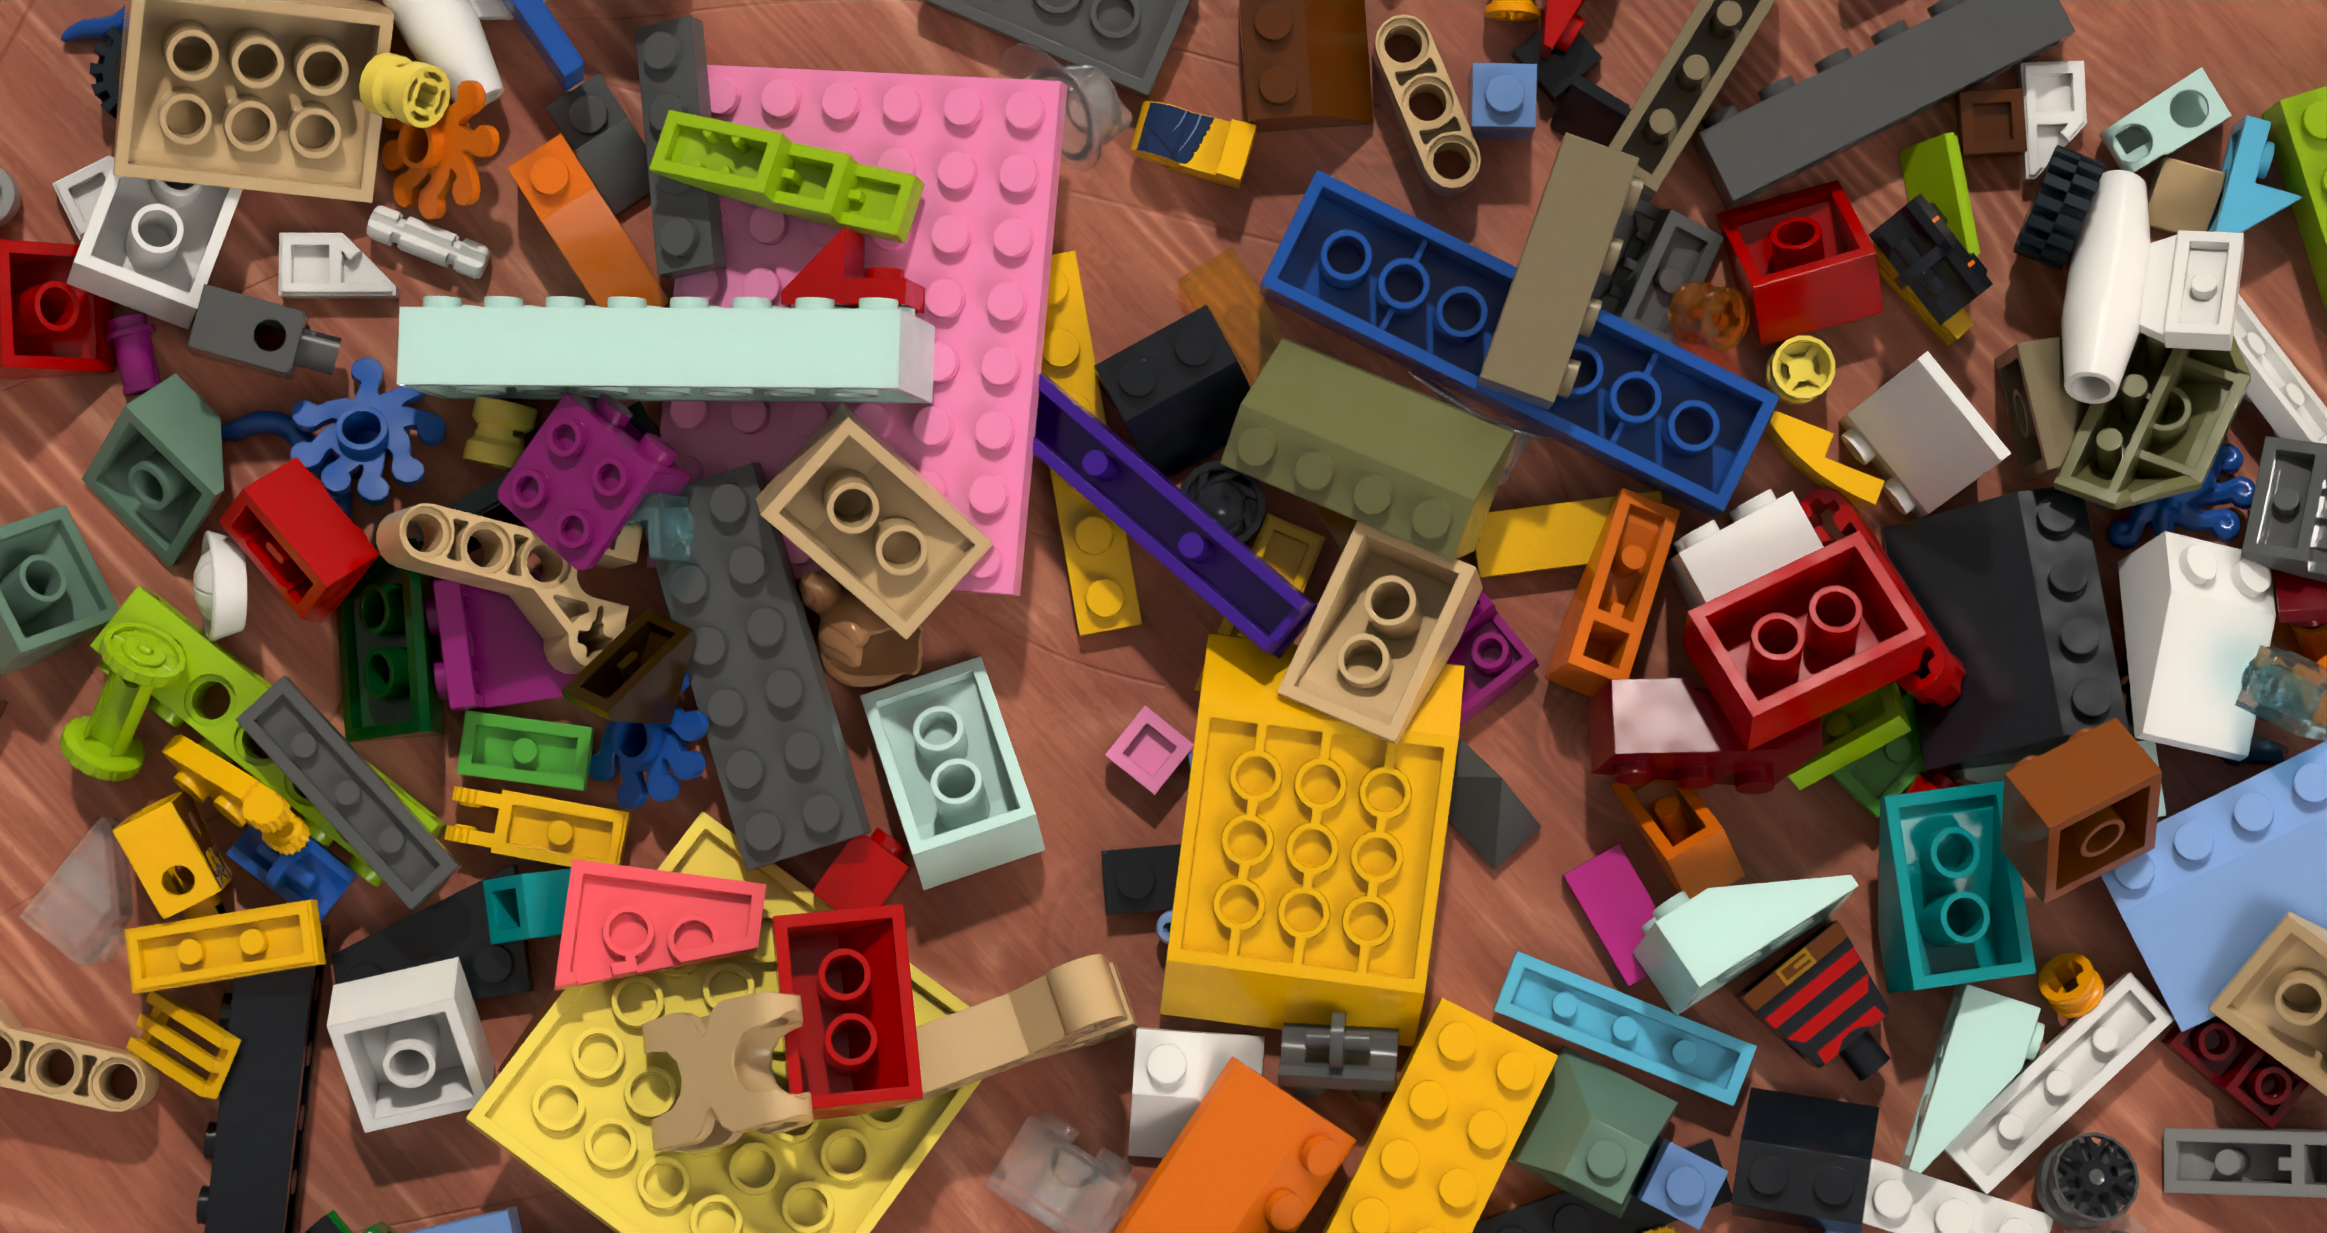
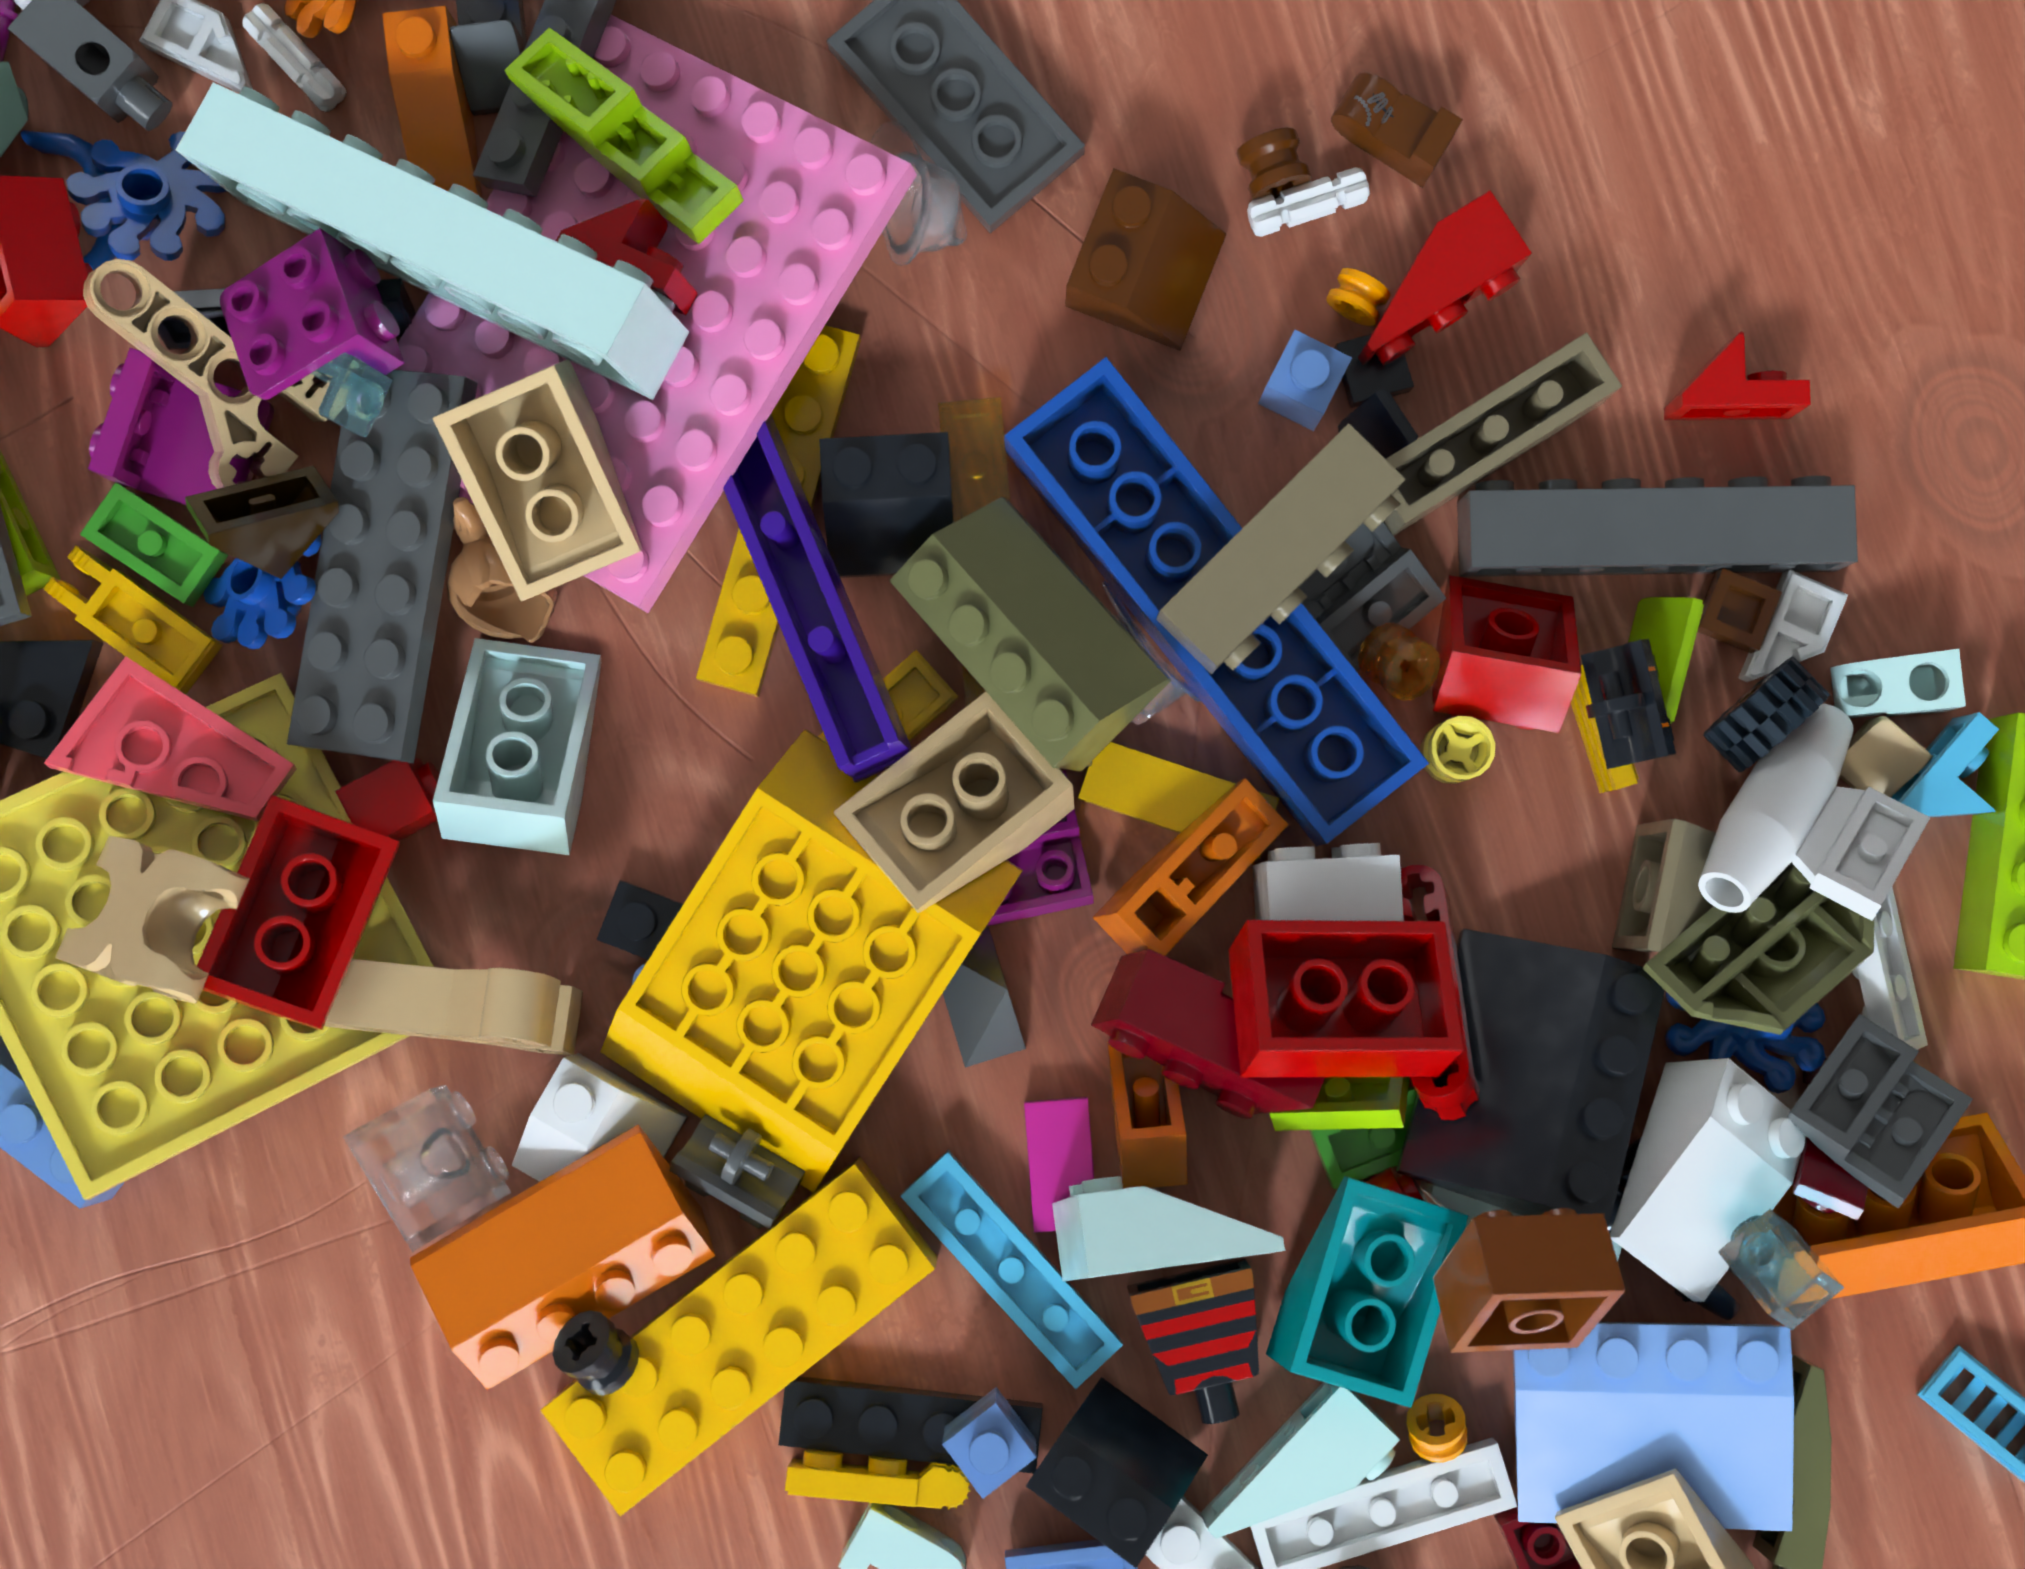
camera: 25 degrees right, 0 degrees up
(389, 656) = (71, 402): dark green slope -> none
(499, 433) = (267, 240): light yellow wheel -> none
(526, 905) = (70, 678): teal brick -> none
(1149, 750) = (704, 810): bright pink plate -> none
(1193, 143) = (1012, 289): leg -> none
(1229, 497) = (885, 619): black wheel -> none
(1427, 75) = (1242, 325): tan beam -> none
(1592, 1132) = (936, 1350): sand green slope -> none
(1806, 450) = (1429, 823): yellow slope -> none
(1922, 437) = (1544, 863): white slope -> none

